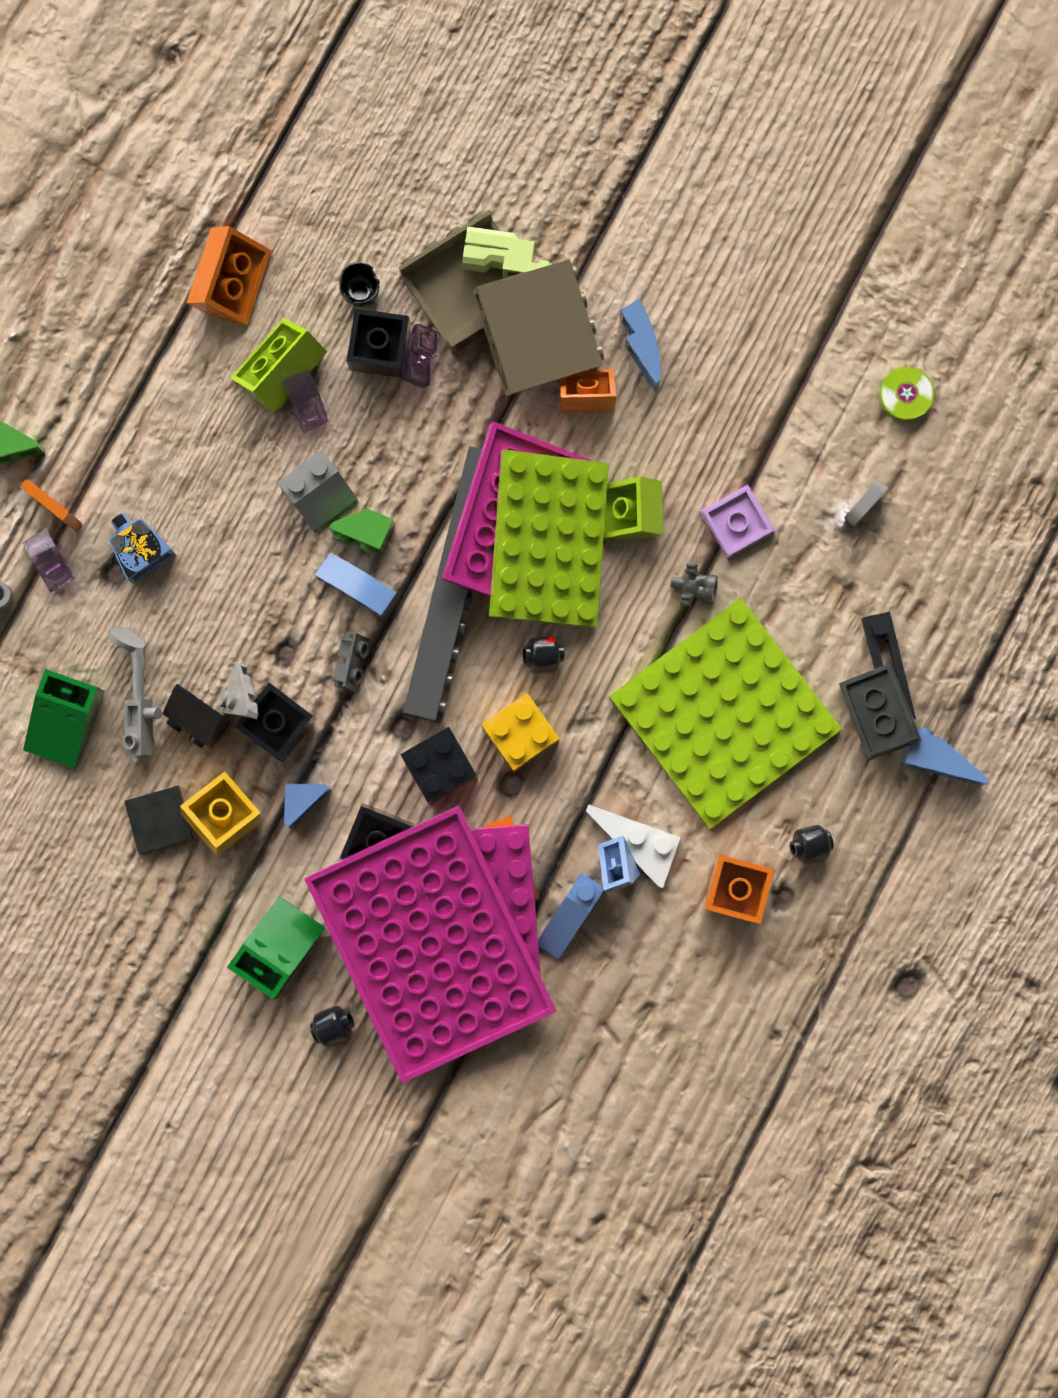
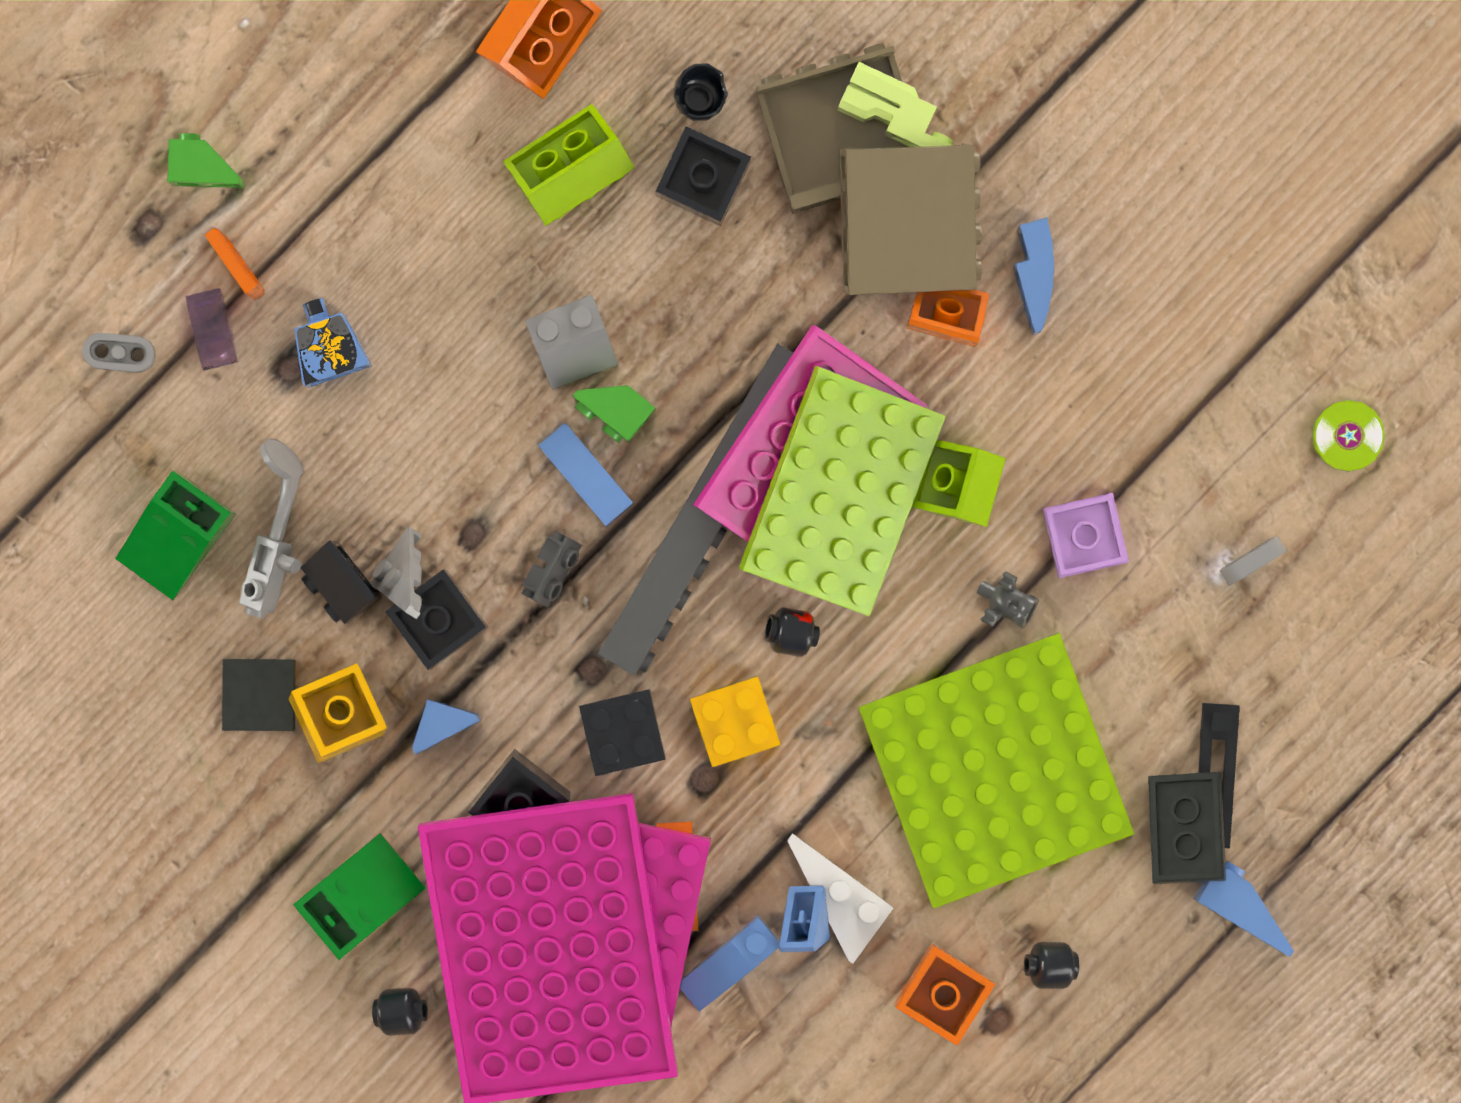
camera: 15 degrees right, 5 degrees up
(306, 401) = (590, 223): slope -> none
(419, 352) = (753, 197): slope -> none

